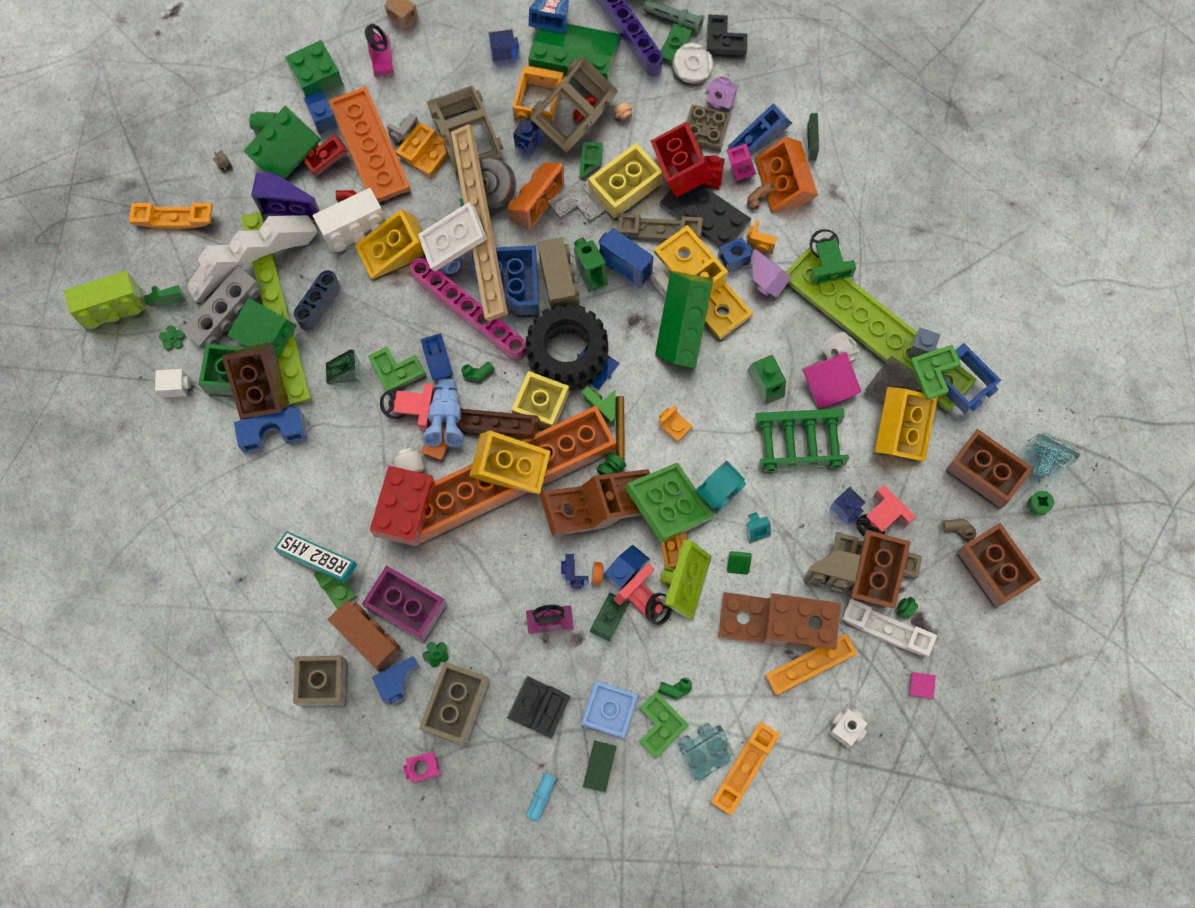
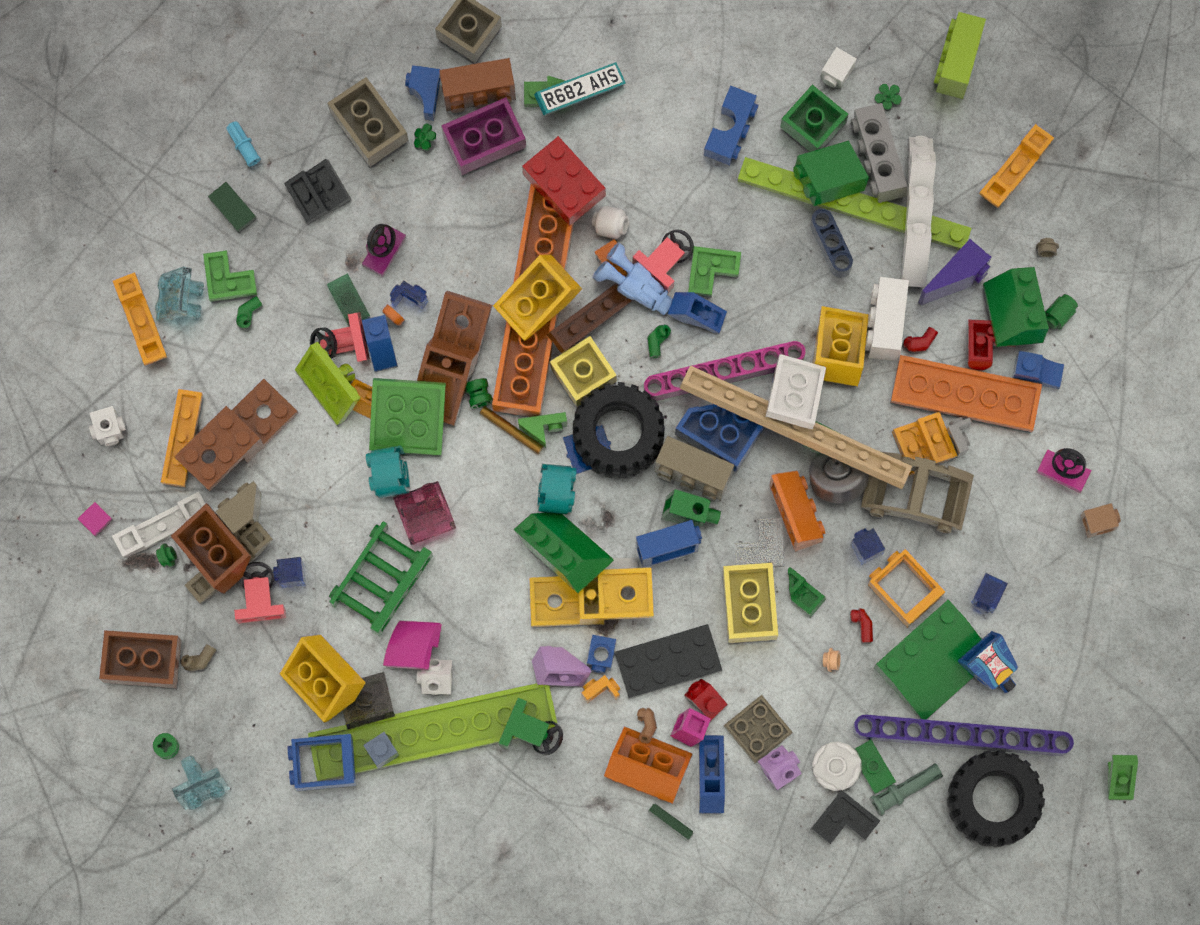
camera: 125 degrees right, 5 degrees up
(166, 296) = (939, 106): green slope -> none
(256, 380) = (776, 134): reddish brown slope -> none
(314, 69) = (1086, 392): green brick -> none
(343, 368) = (744, 224): clear green slope -> none
(432, 767) = (339, 74): dark pink brick -> none
(594, 83) = (849, 572): dark tan window -> none
(609, 709) = (271, 247): light blue tile -> none
(643, 359) = (556, 488): none -> teal brick
(655, 229) = (681, 603): dark tan slope -> none
(674, 424) = (478, 479): light orange bracket -> none
(681, 159) = (730, 666): red brick -> none
(729, 441) = (424, 513): none -> clear pink slope
(739, 562) = (313, 443): green slope -> none
(757, 527) = (330, 480): teal tile -> none
(767, 376) = (459, 589): green torso -> none
(929, 369) = (351, 726): bright green plate -> none
(989, 468) = (228, 721): dark orange brick -> none

